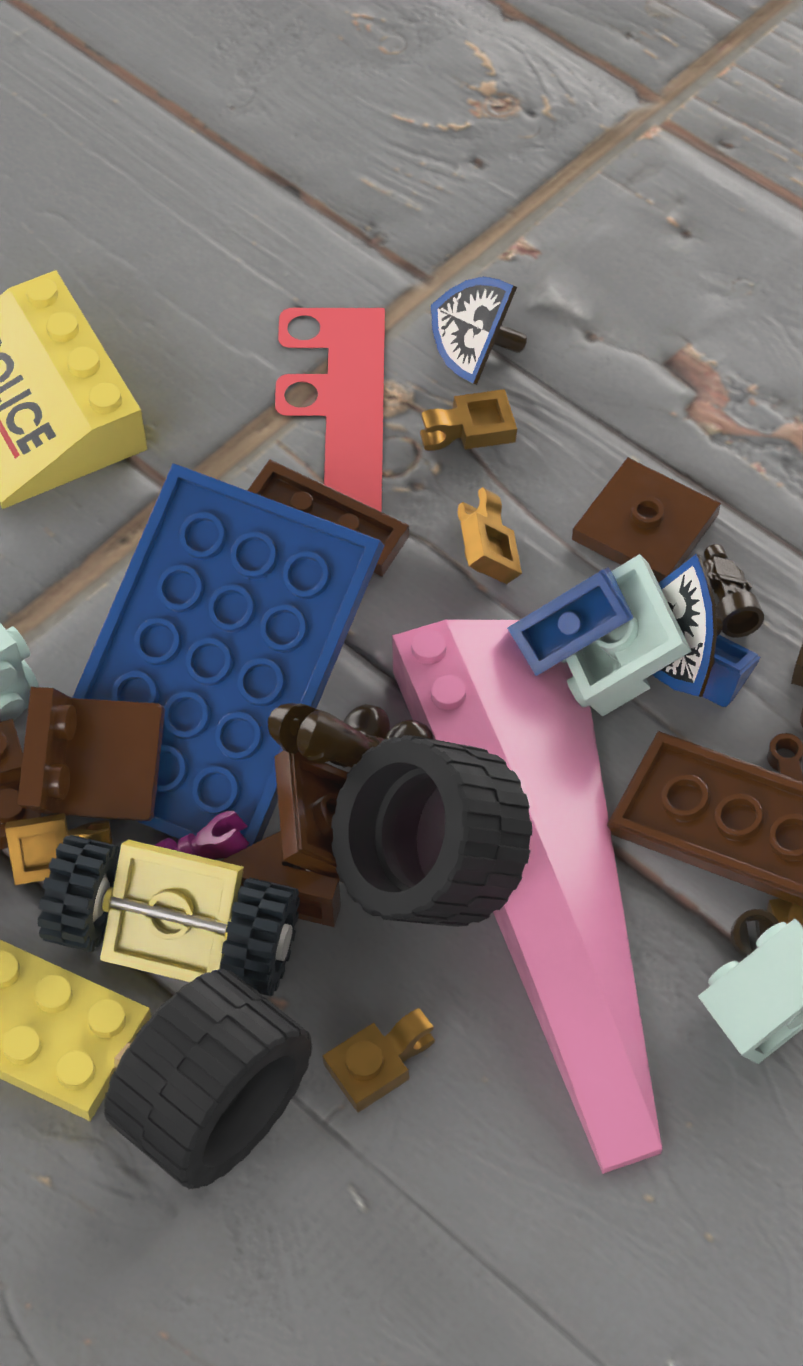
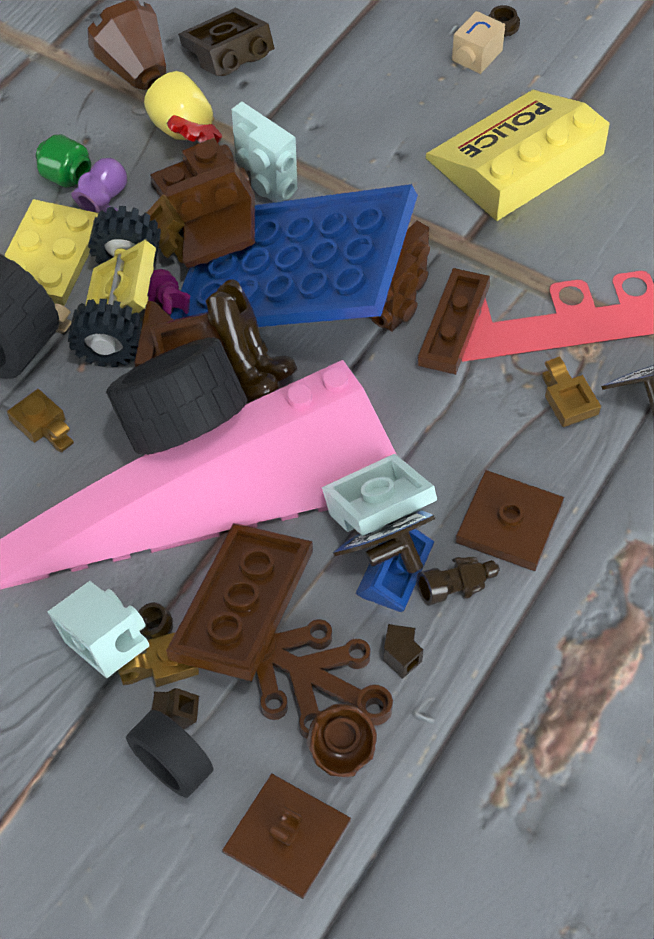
camera: 80 degrees right, 0 degrees up
(488, 543) = (456, 417): pearl gold plate -> none
(571, 621) = (379, 463): blue slope -> none

